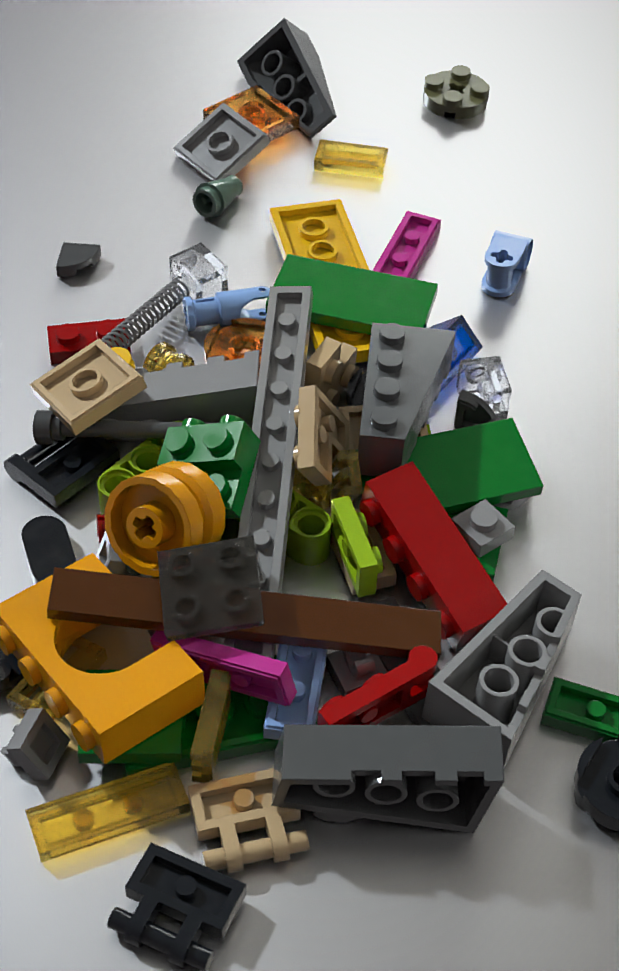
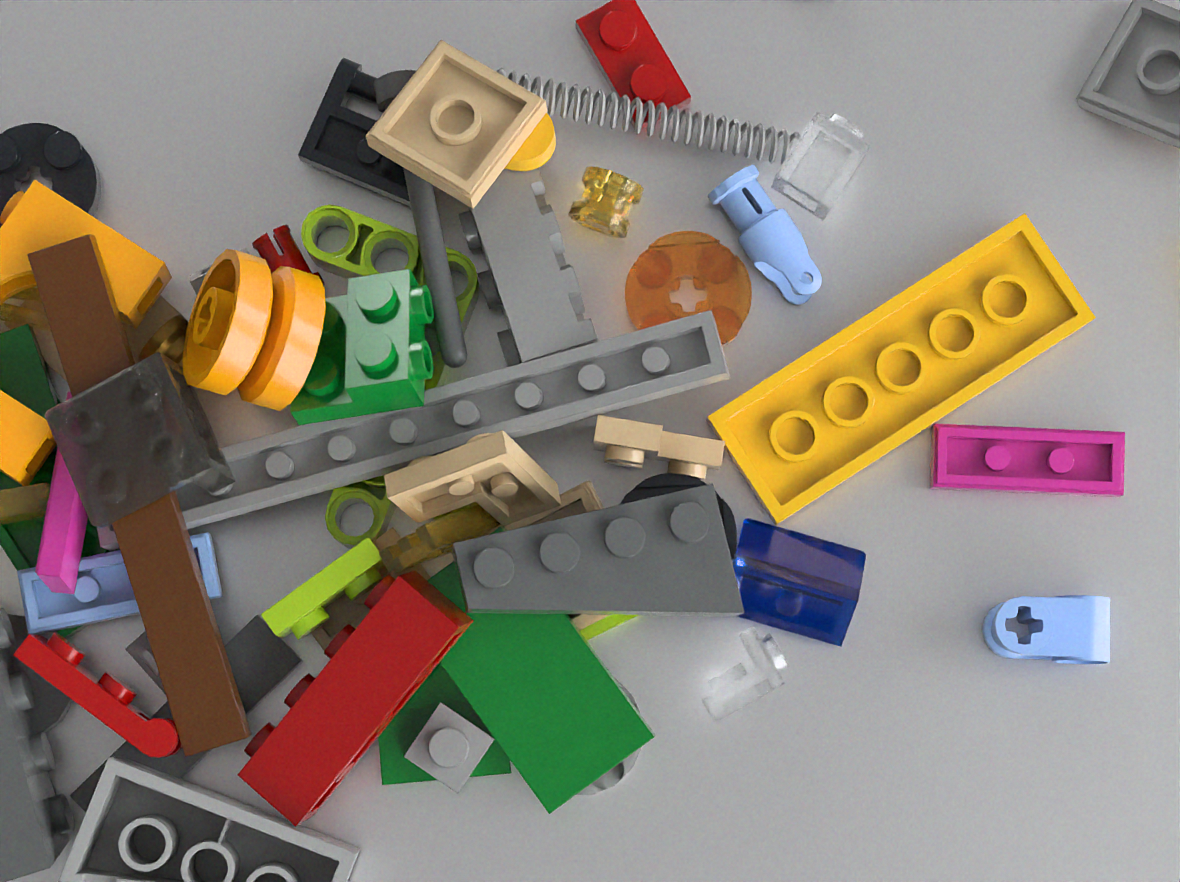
camera: 70 degrees right, 35 degrees up
(46, 546) = (218, 189): black tile -> none
(215, 196) = (1035, 115): sand green cone -> none
(356, 296) = (840, 421): green tile -> none
(472, 411) = (676, 679): dark grey tile -> none

